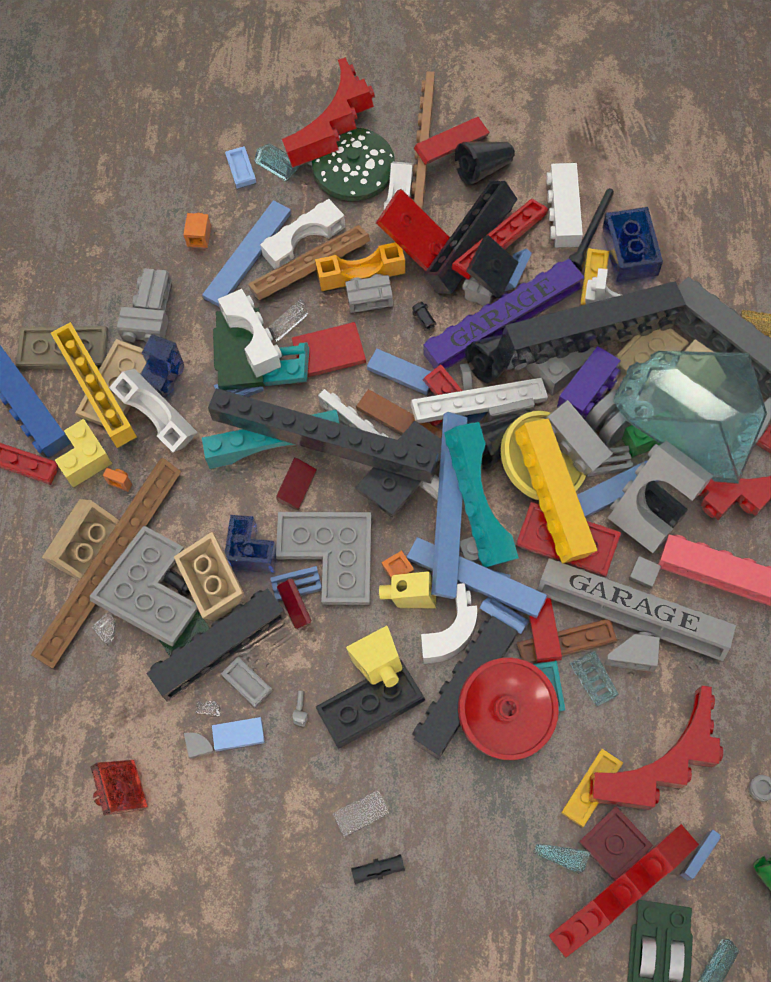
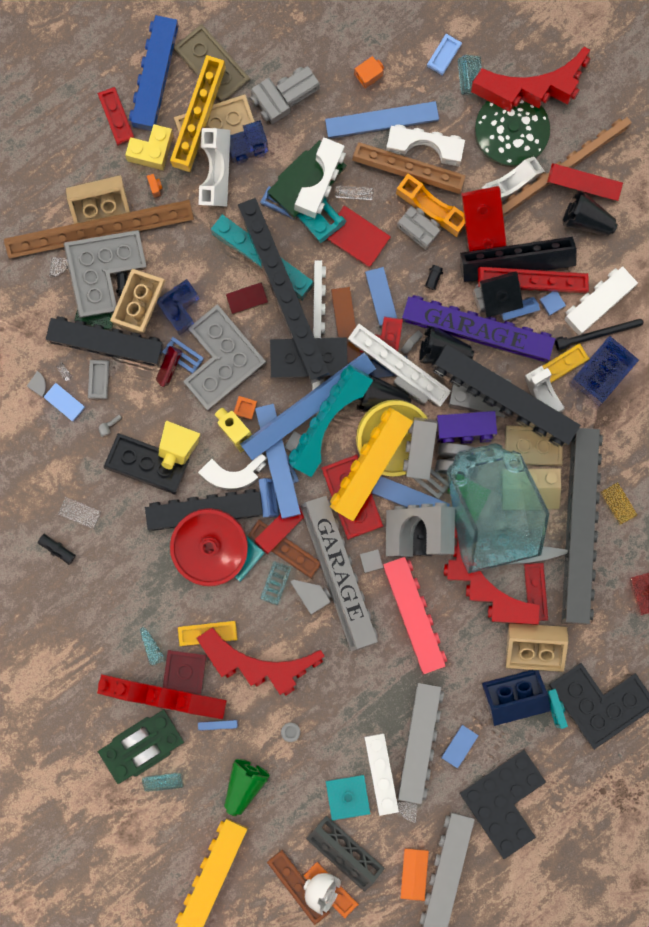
camera: 45 degrees right, 15 degrees up
(533, 242) = (552, 303): none -> medium blue tile

